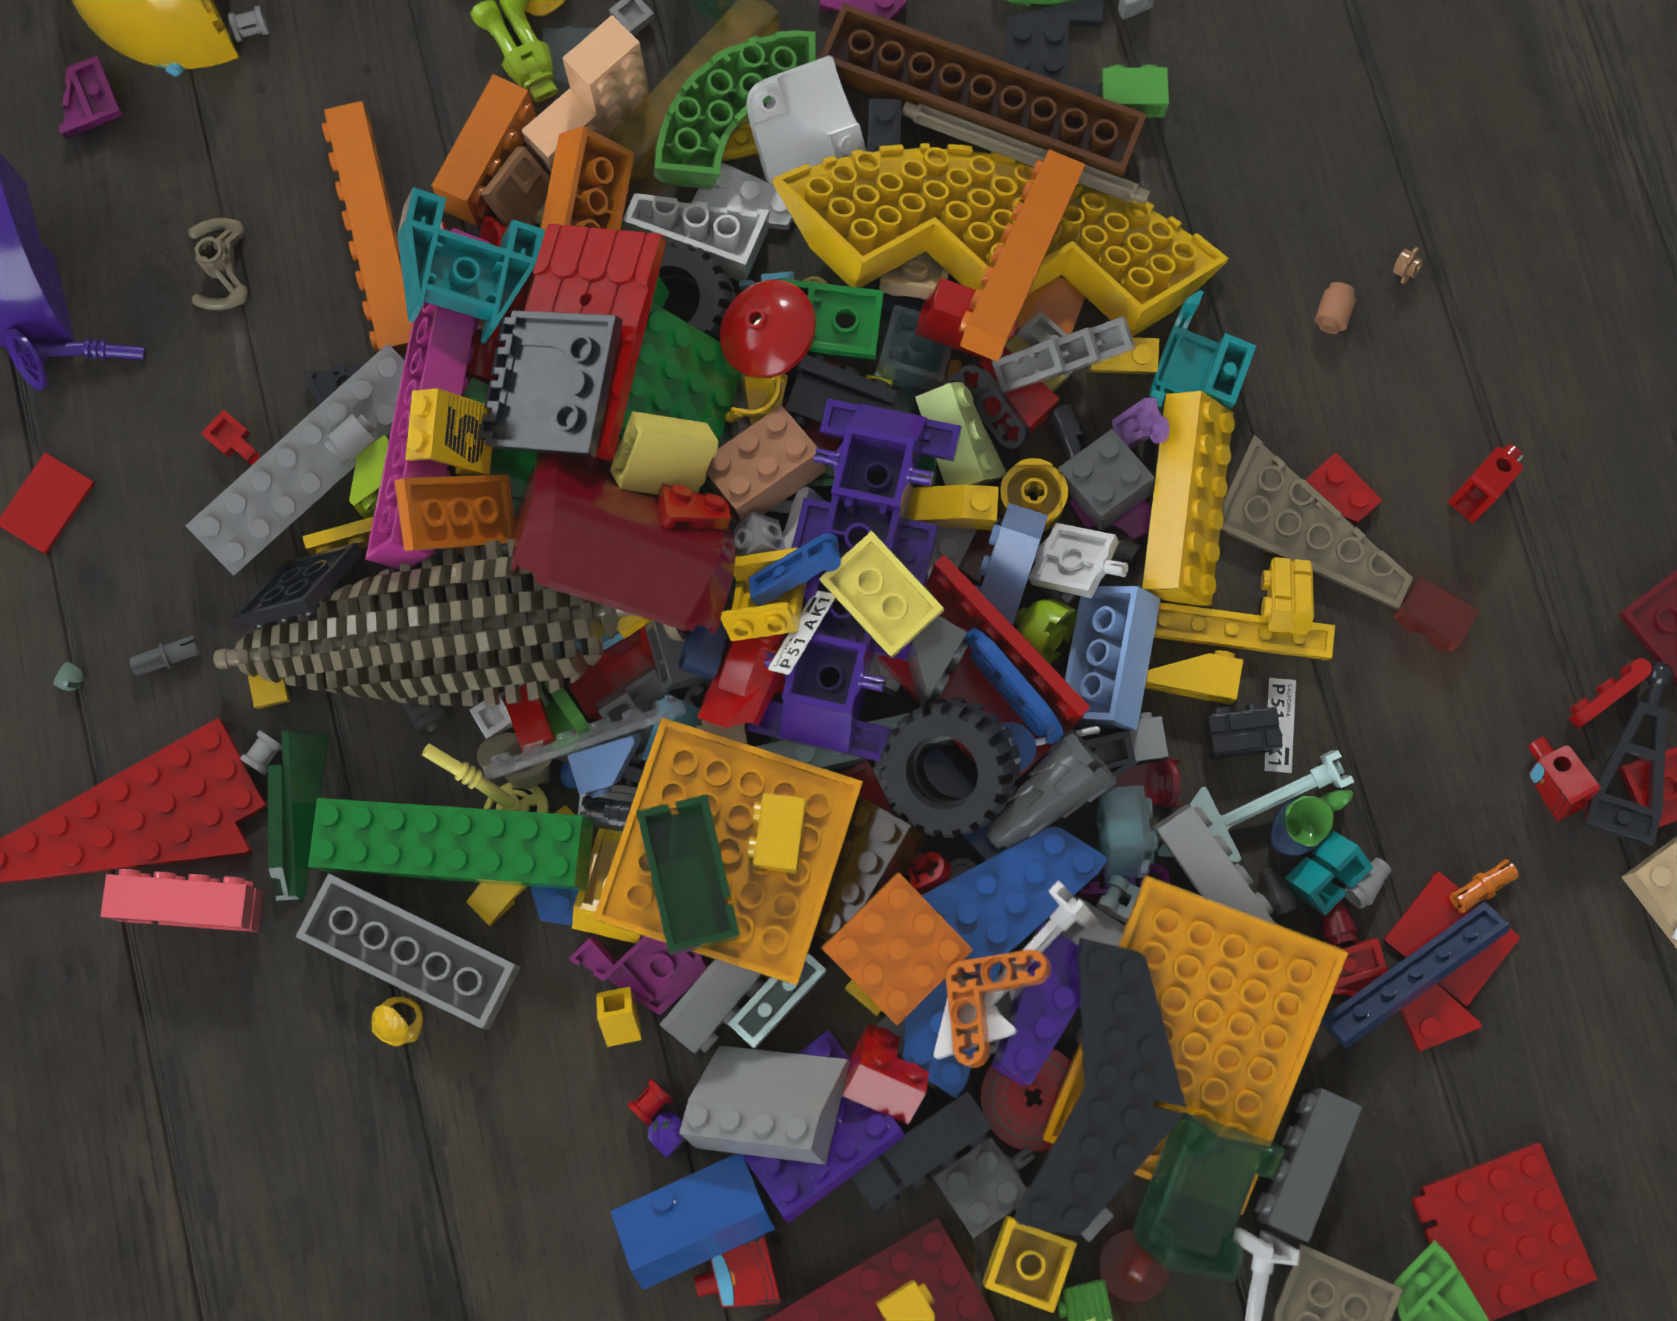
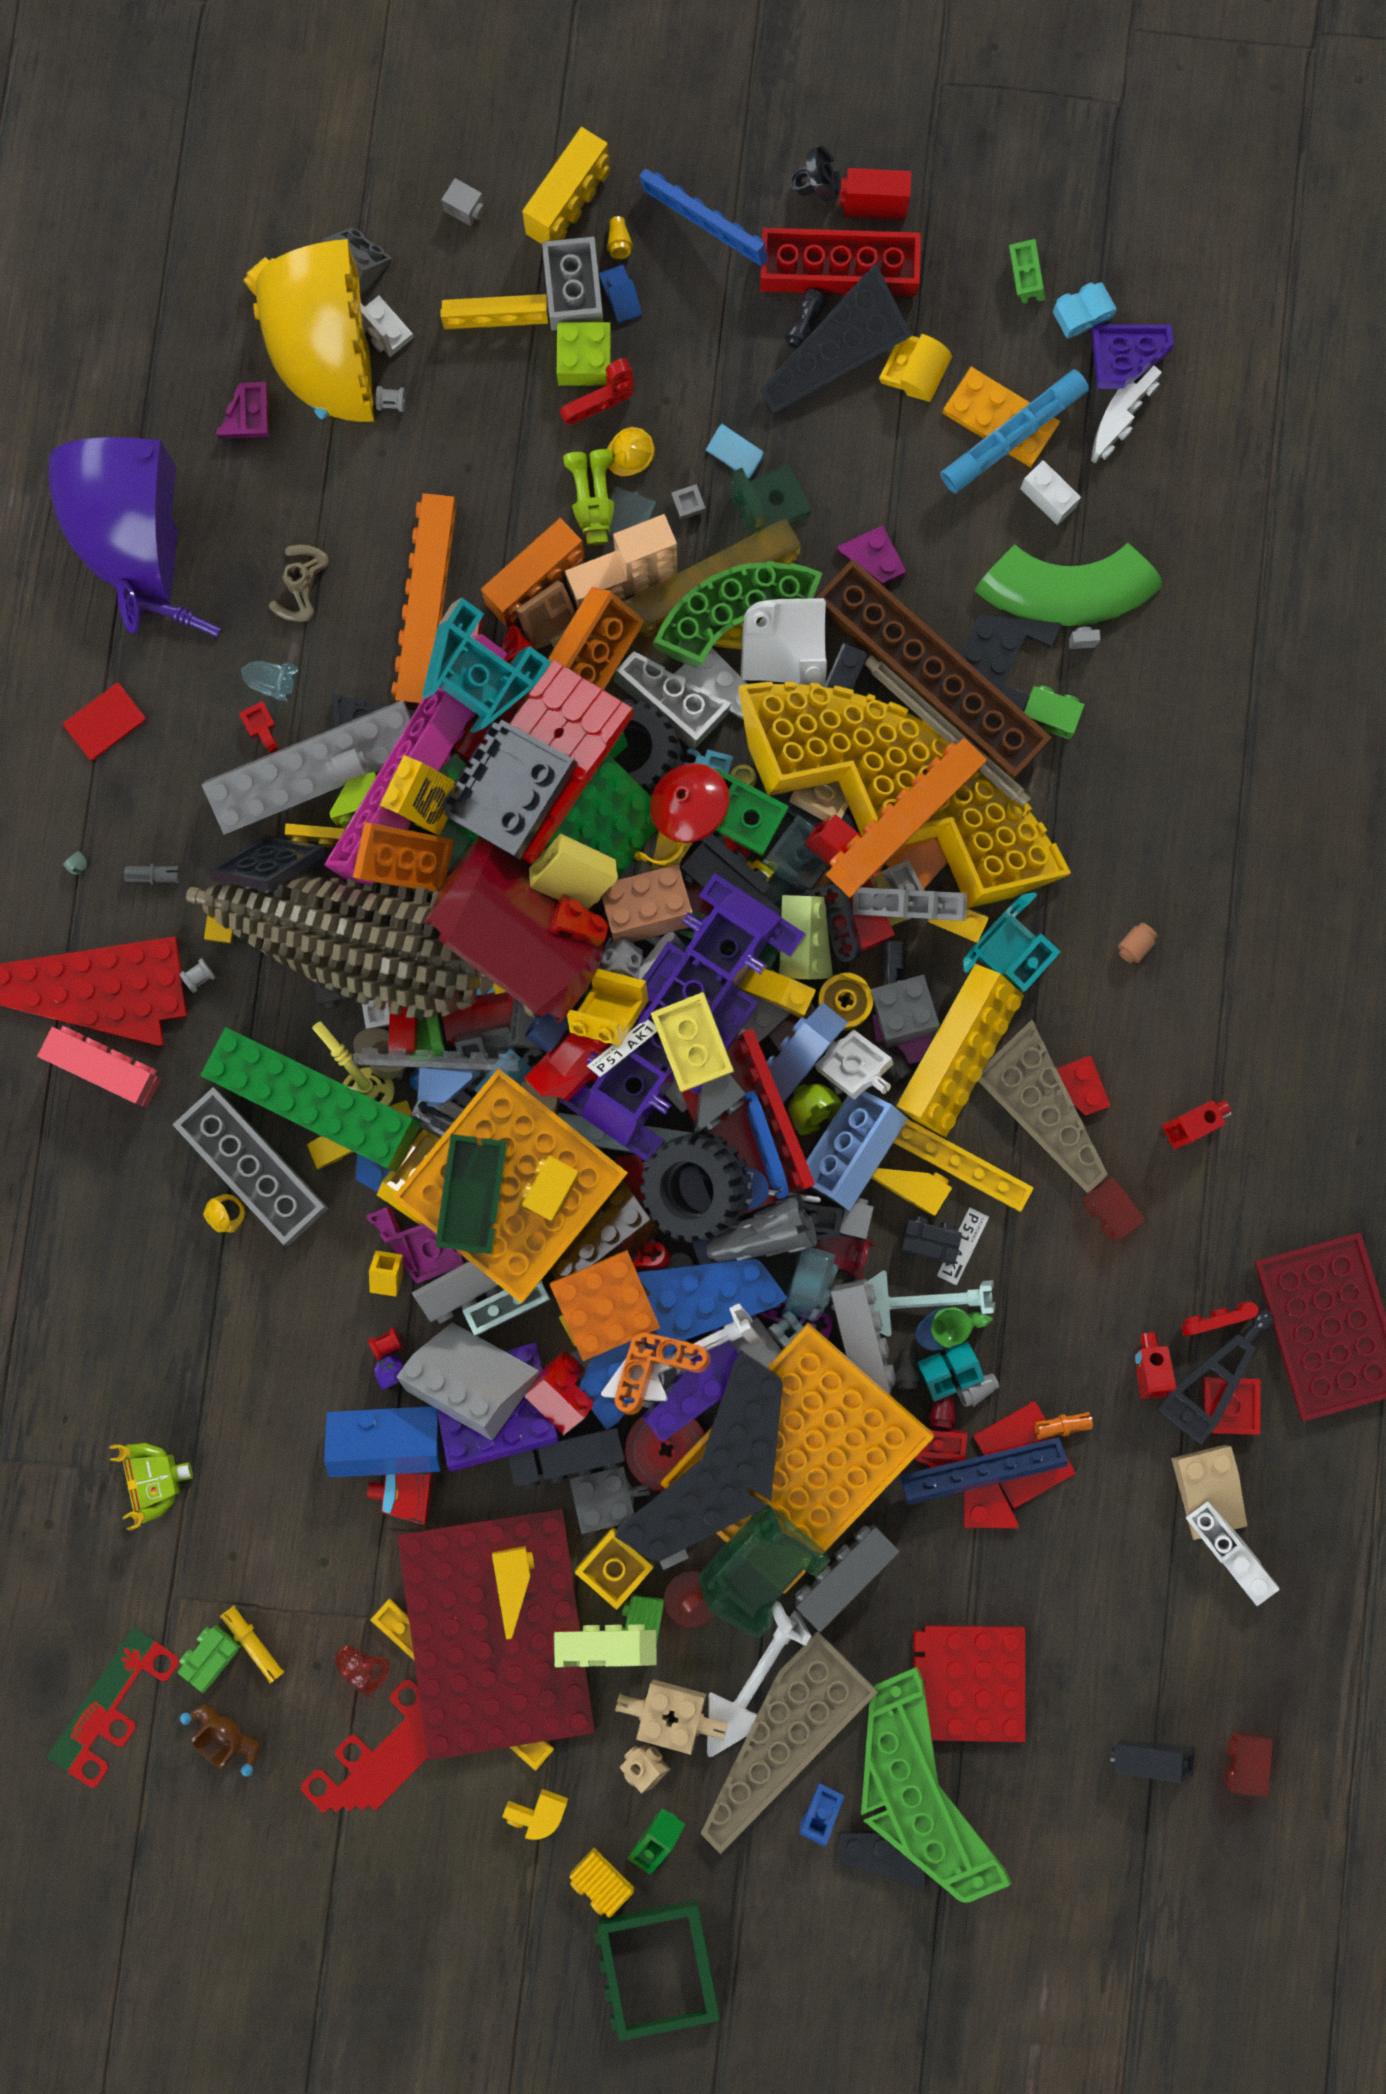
camera: 20 degrees right, 5 degrees up
(223, 381) = (269, 678): none -> clear light blue piece
(292, 808) = (204, 1026): dark green wedge -> none
(795, 569) = (636, 998): blue plate -> none
(1141, 423) = (947, 978): medium lavender hinge -> none
(1289, 596) = (1007, 1152): yellow brick -> none
(1408, 264) = (1208, 930): medium nougat plate -> none

